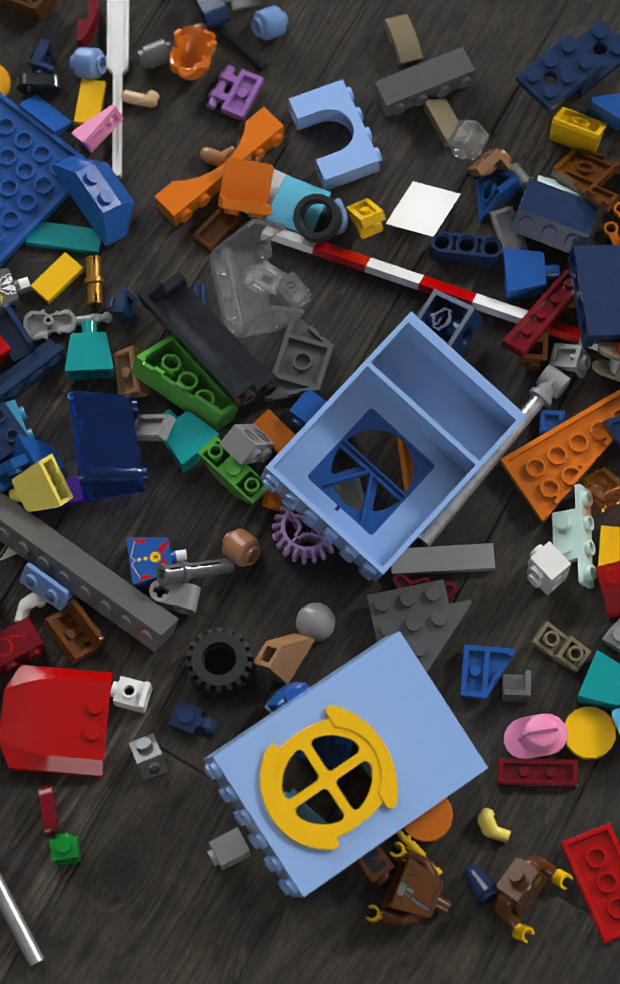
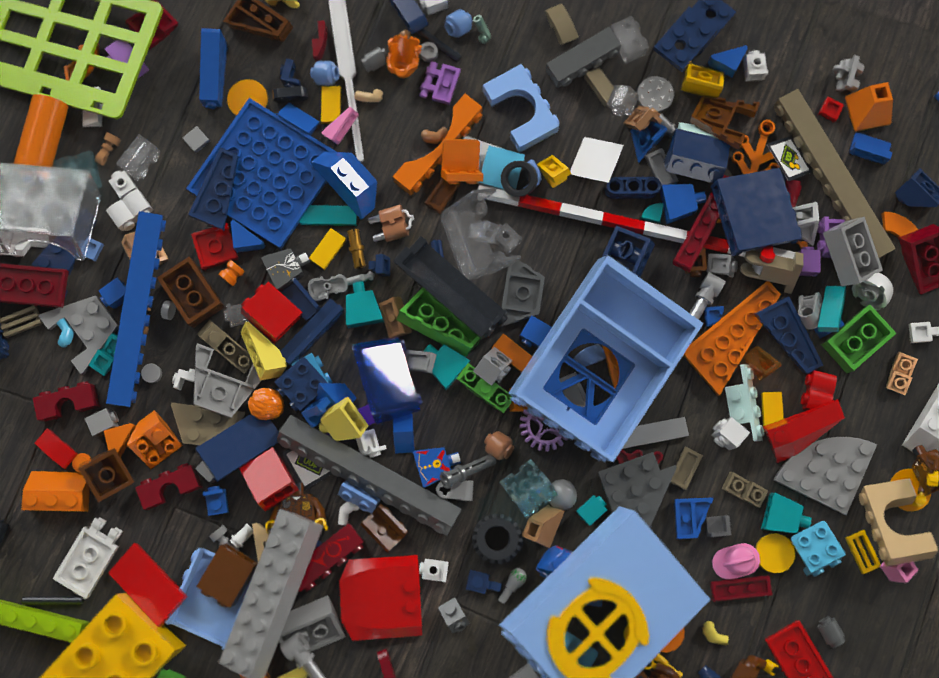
camera: 10 degrees left, 10 degrees up
(70, 523) = (369, 444): none -> white bracket
(118, 519) = (403, 434): none -> blue slope
(146, 256) = (393, 223): none -> nougat piece
(226, 54) = (428, 52): none -> light grey tile
(237, 721) = (516, 579): none -> light grey piece
(271, 603) = (528, 488): none -> clear light blue brick
(300, 33) = (482, 27): none -> sand green arm
(350, 643) = (591, 509): none -> teal brick
(380, 450) = (590, 355): none -> medium blue hair
(485, 610) = (686, 468): none -> dark tan tile
(488, 284) = (653, 213): none -> teal tile
(490, 72) = (631, 40): none -> clear brick
(515, 137) = (655, 93): none -> light grey tile

